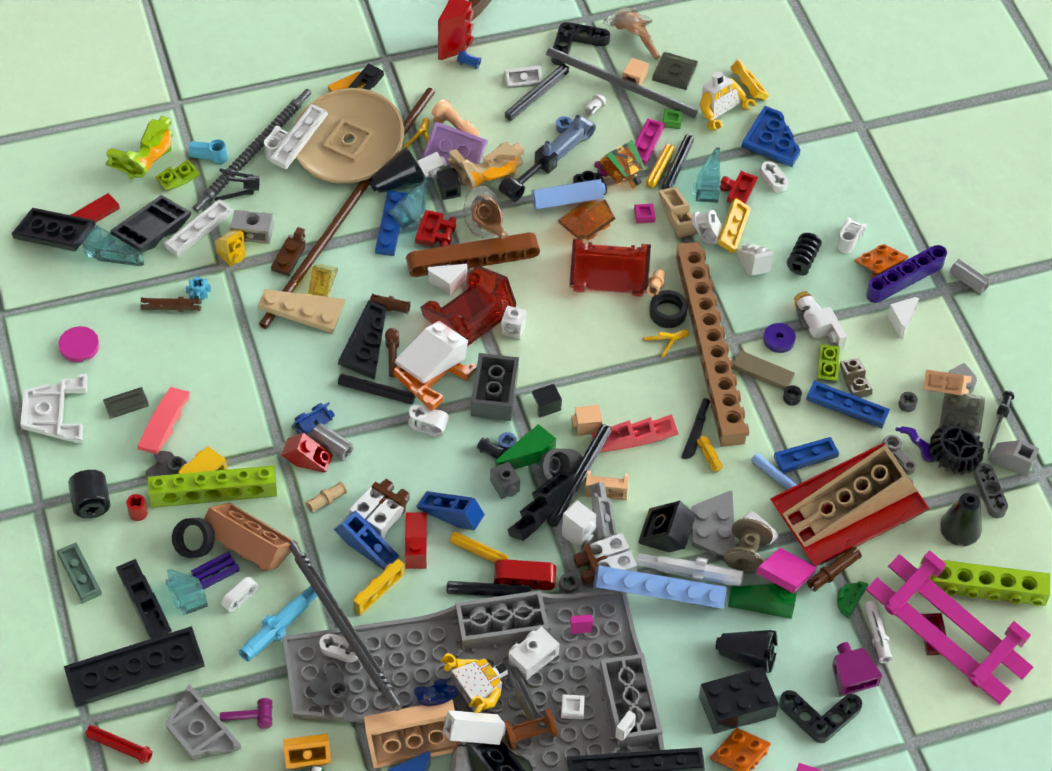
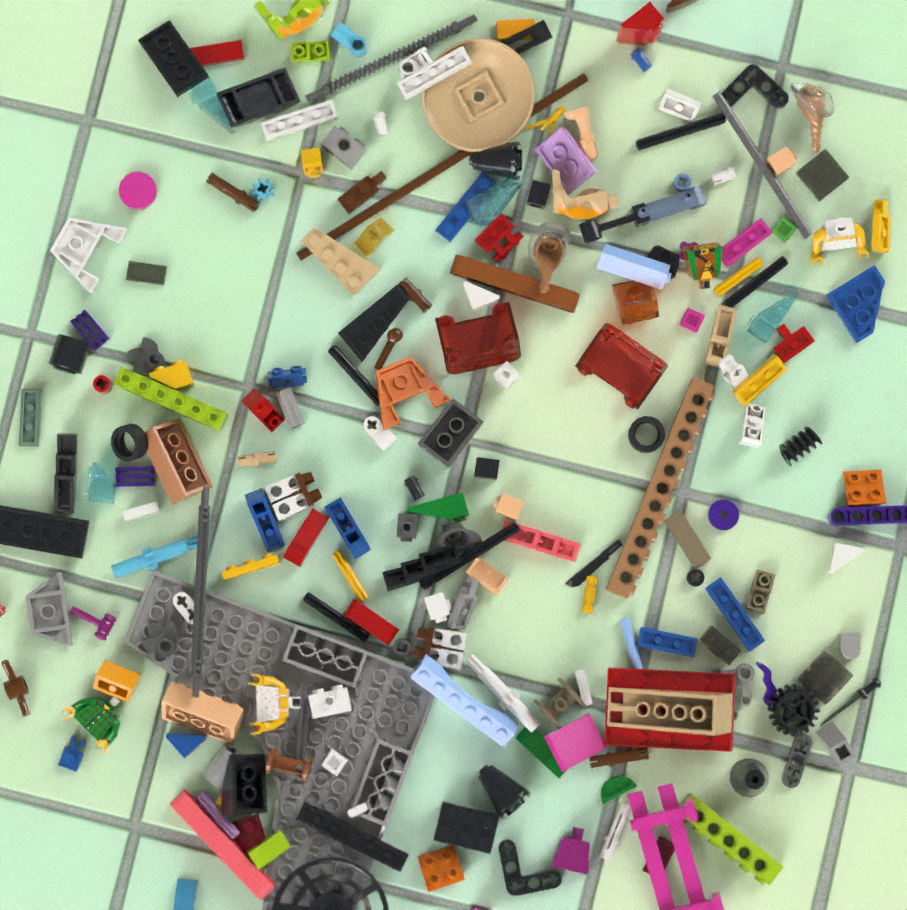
camera: 30 degrees right, 30 degrees up
(110, 471) = (79, 317): none -> dark purple tile
(162, 422) = (165, 311): coral slope -> none
(249, 181) = (366, 99): black plant -> none
(272, 194) = (380, 123): none -> white pin
(430, 165) = (533, 169): white brick -> none
(433, 352) = (416, 373): white slope -> none
(435, 694) = (235, 694): clear blue piece -> none
(474, 727) = (243, 745): white brick -> none
(506, 436) = (429, 483): medium blue bush -> none
(581, 624) = (382, 698): dark pink tile -> none
(656, 282) = (651, 404): light nougat pin -> none
(667, 527) = (509, 644): black slope -> none
(672, 337) = (629, 463): yellow plant -> none
(714, 524) = (549, 662): light grey wing -> none
(771, 178) = (827, 345): white beam -> none
(819, 321) = (763, 518): white plate -> none
(828, 363) = (747, 564): lime slope -> none
(850, 235) = (858, 445): white piece -> none
(854, 432) = (719, 645): none -> clear smoke brick
(908, 396) = (783, 635): dark grey bush -> none
(946, 382) = (829, 645): light nougat hinge -> none

